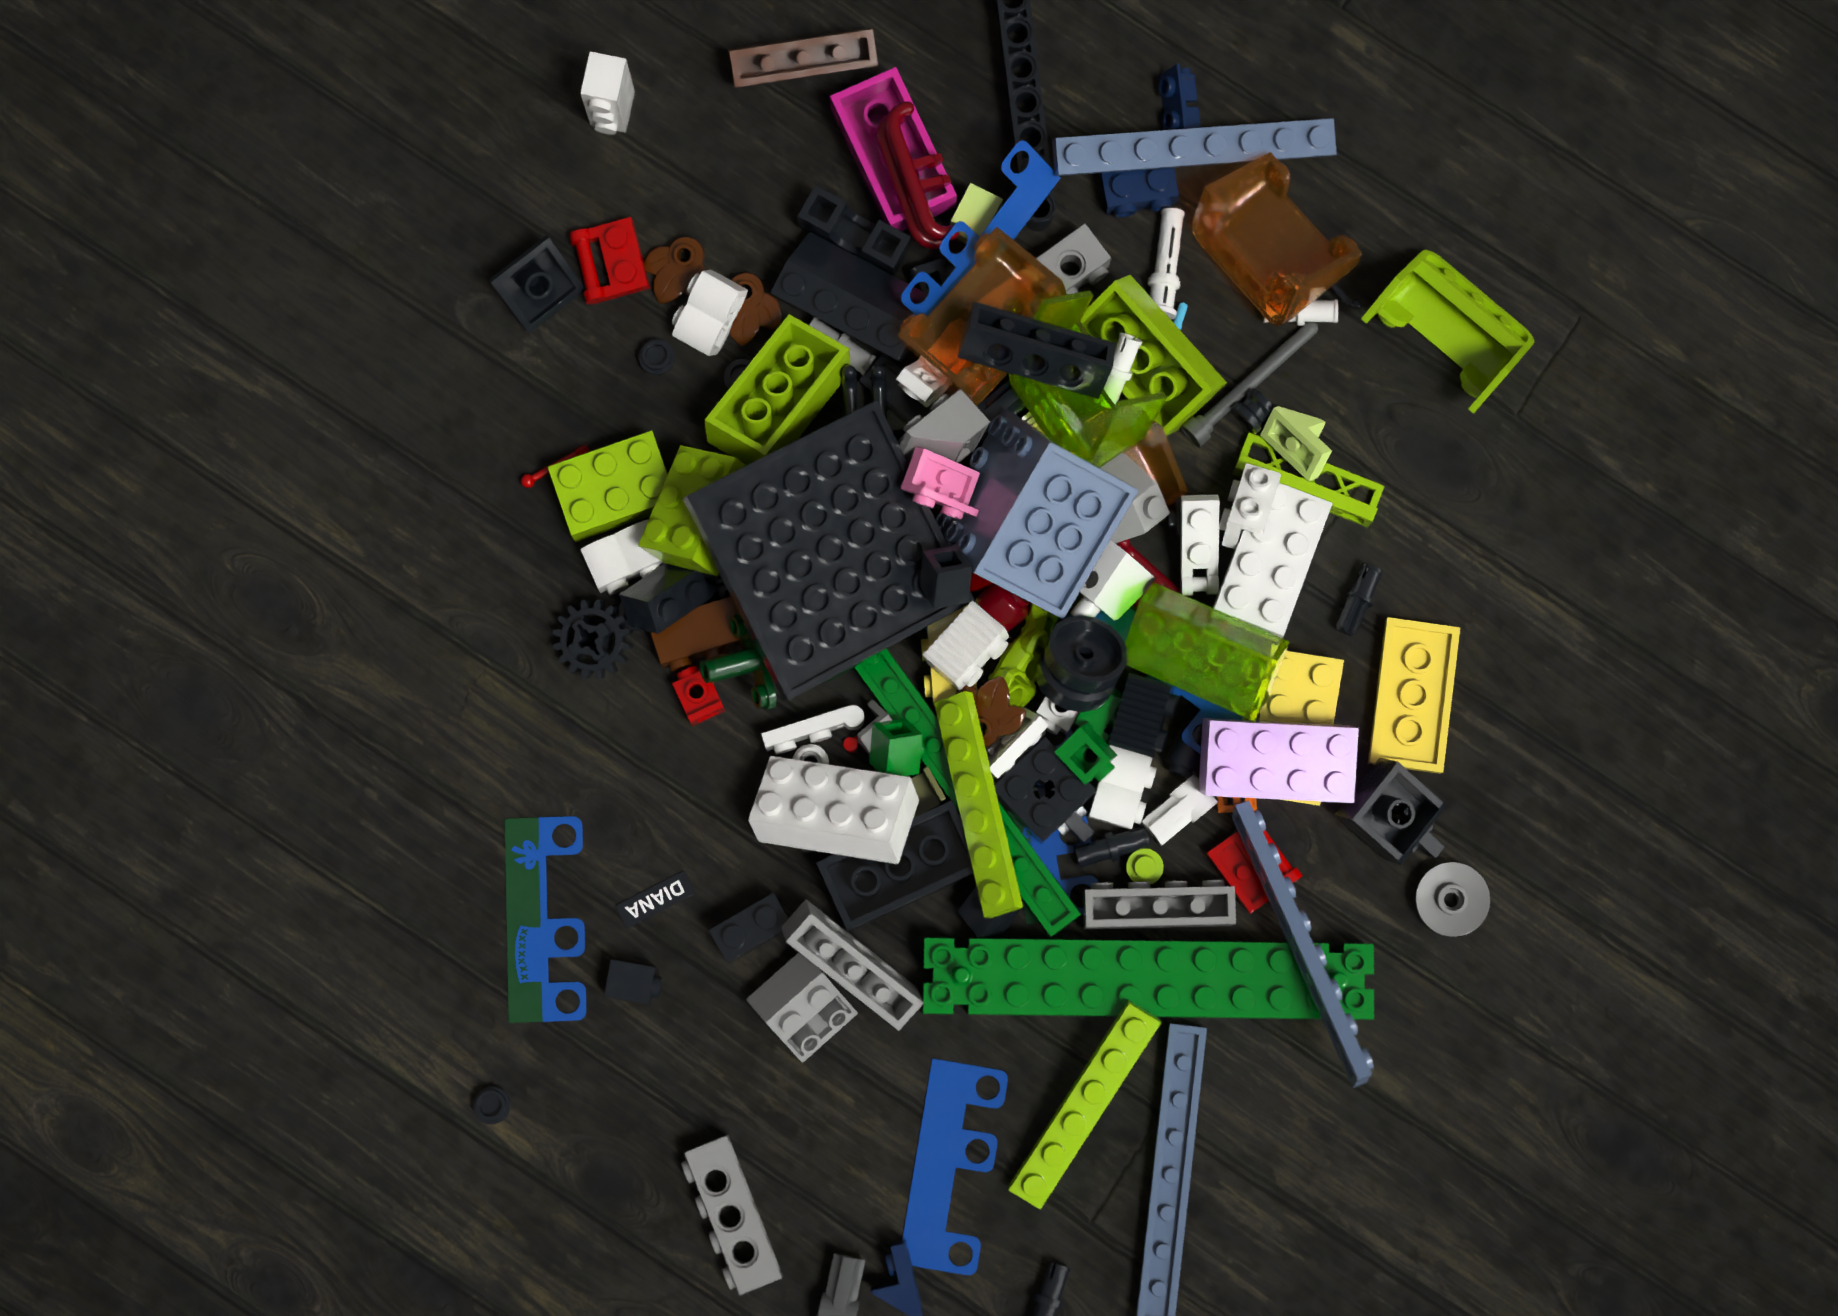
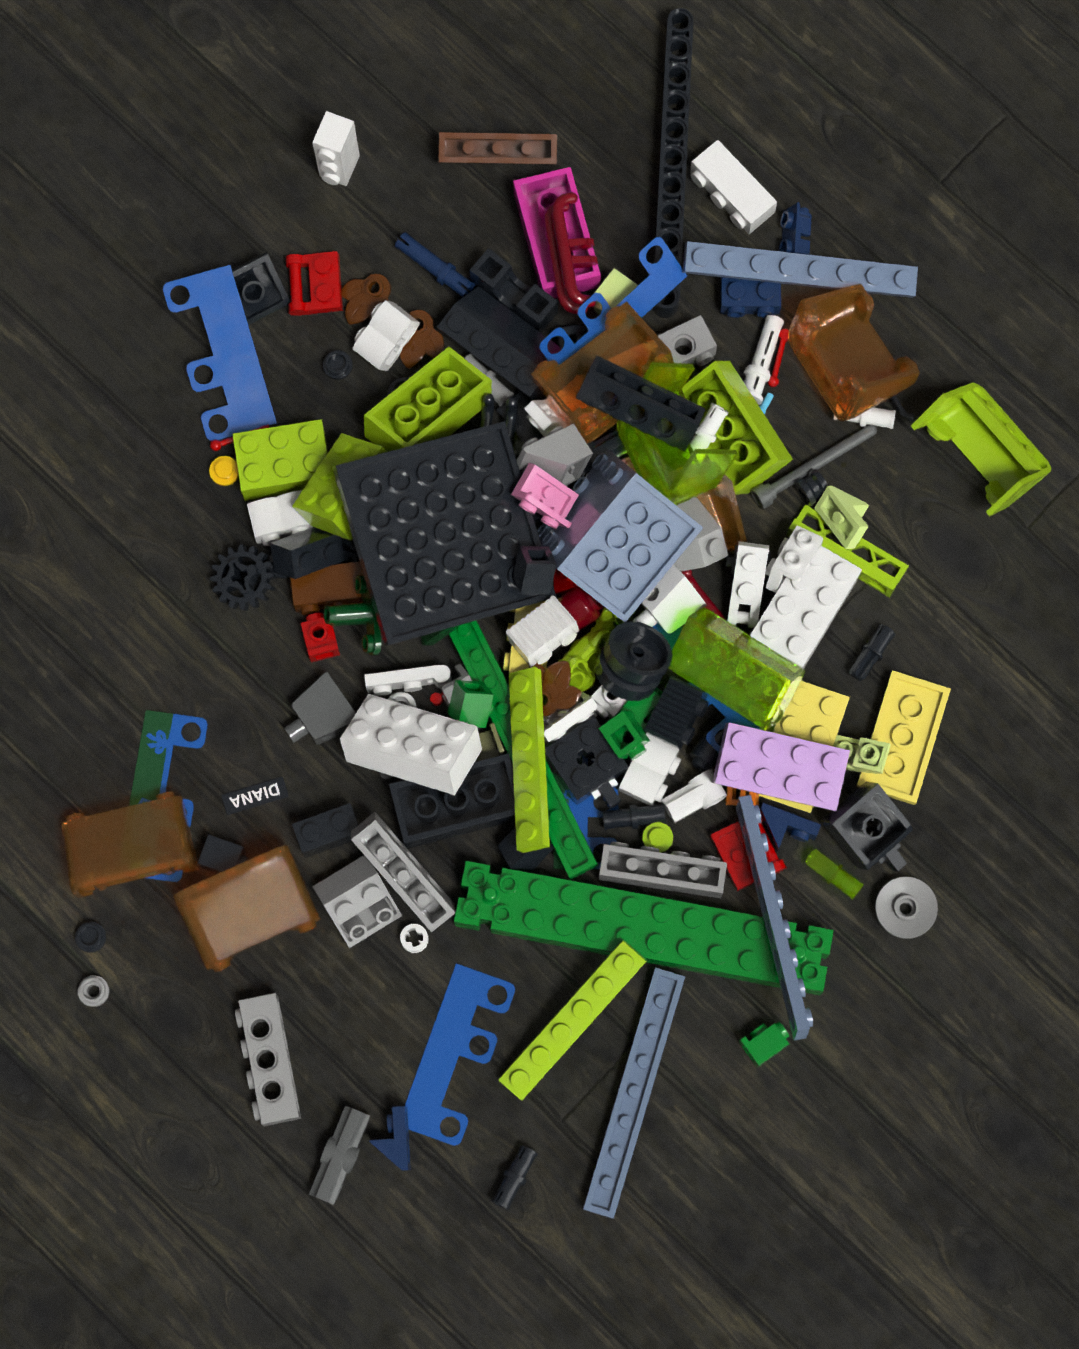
camera: 15 degrees right, 5 degrees down
(496, 1173) = (86, 984): none -> light grey plate
(515, 988) = (127, 844): none -> clear orange windscreen
(529, 365) = (234, 354): none -> blue piece
(544, 511) = (224, 471): none -> yellow plate
(673, 1039) = (246, 906): none -> clear orange windscreen
(717, 787) = (320, 712): none -> dark grey torso
(752, 214) = (442, 271): none -> dark blue pin
(882, 1027) = (408, 945): none -> white bush
(1094, 57) = (732, 187): none -> white brick
(1186, 231) = (783, 337): none -> red hinge
(1285, 823) = (778, 821): none -> dark blue slope
(1315, 1090) = (765, 1043): none -> green brick
(1360, 873) = (833, 873): none -> clear neon green axle
(1375, 725) = (865, 754): none -> yellowish green slope

